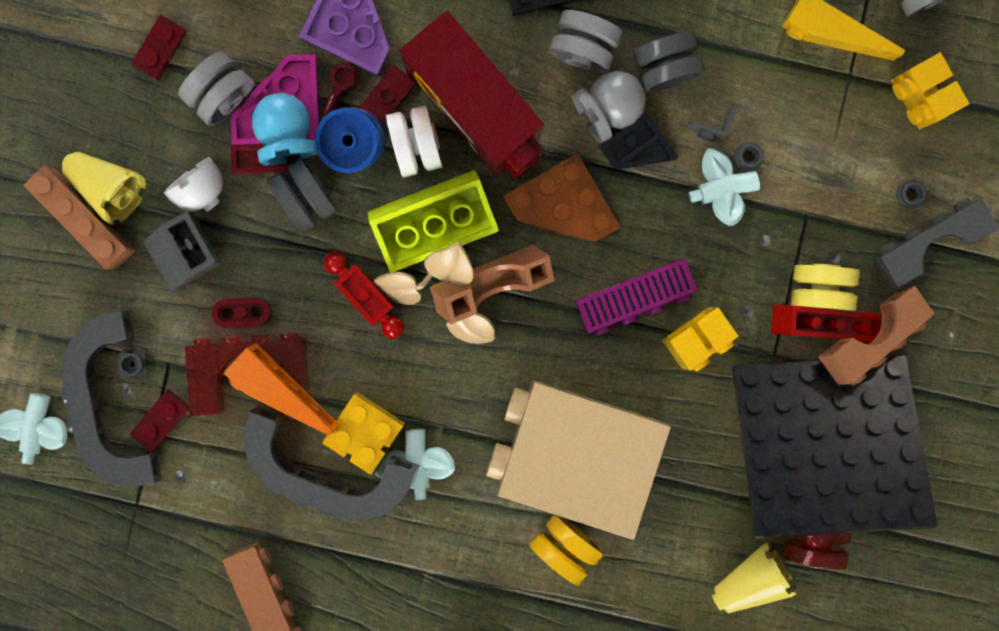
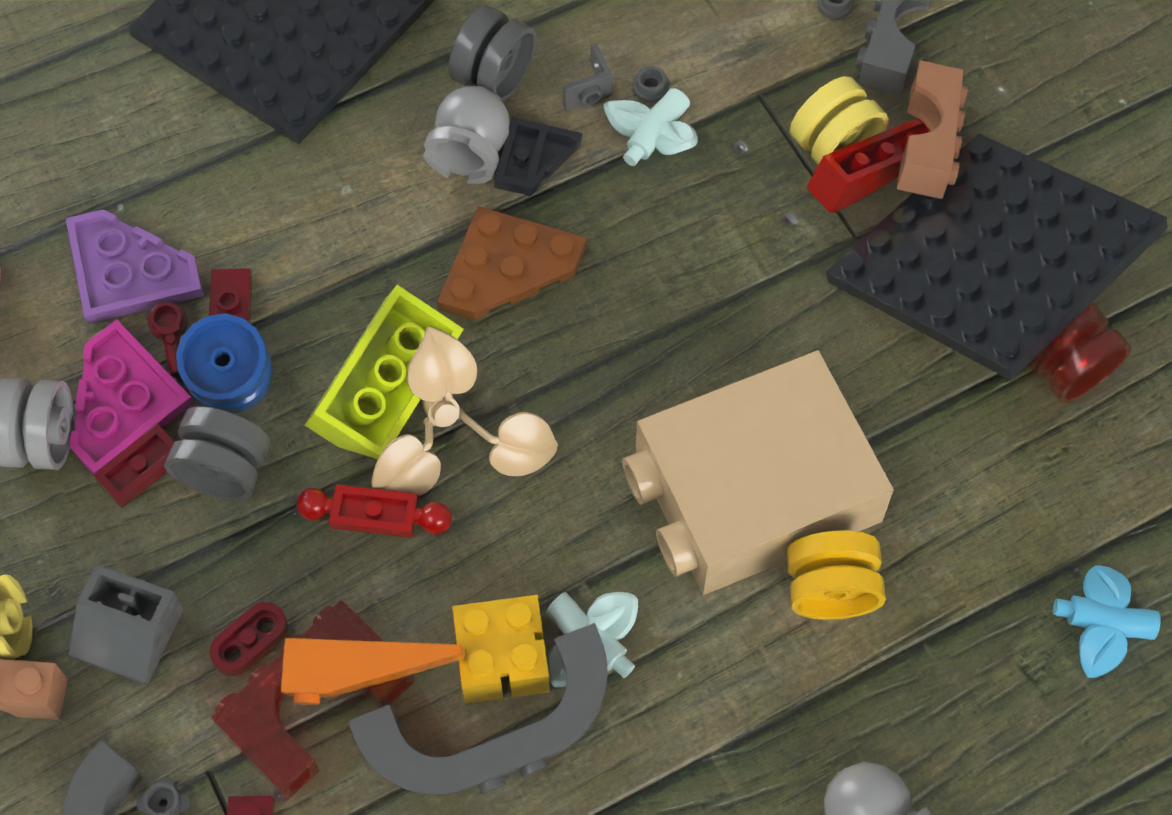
camera: 40 degrees left, 25 degrees down
(197, 187) = (89, 541): white cylinder -> none
(282, 127) = (141, 399): medium azure tile -> none
(414, 141) = (296, 310): white wheel -> none
(474, 97) = (324, 208): dark red brick -> none
(520, 270) = (518, 349): nougat arch -> none
(585, 41) = (393, 96): light grey wheel -> none
(635, 296) = (663, 285): magenta brick -> none
(700, 338) = (767, 264): yellow piece -> none
(755, 582) = (1061, 447): light yellow cone -> none

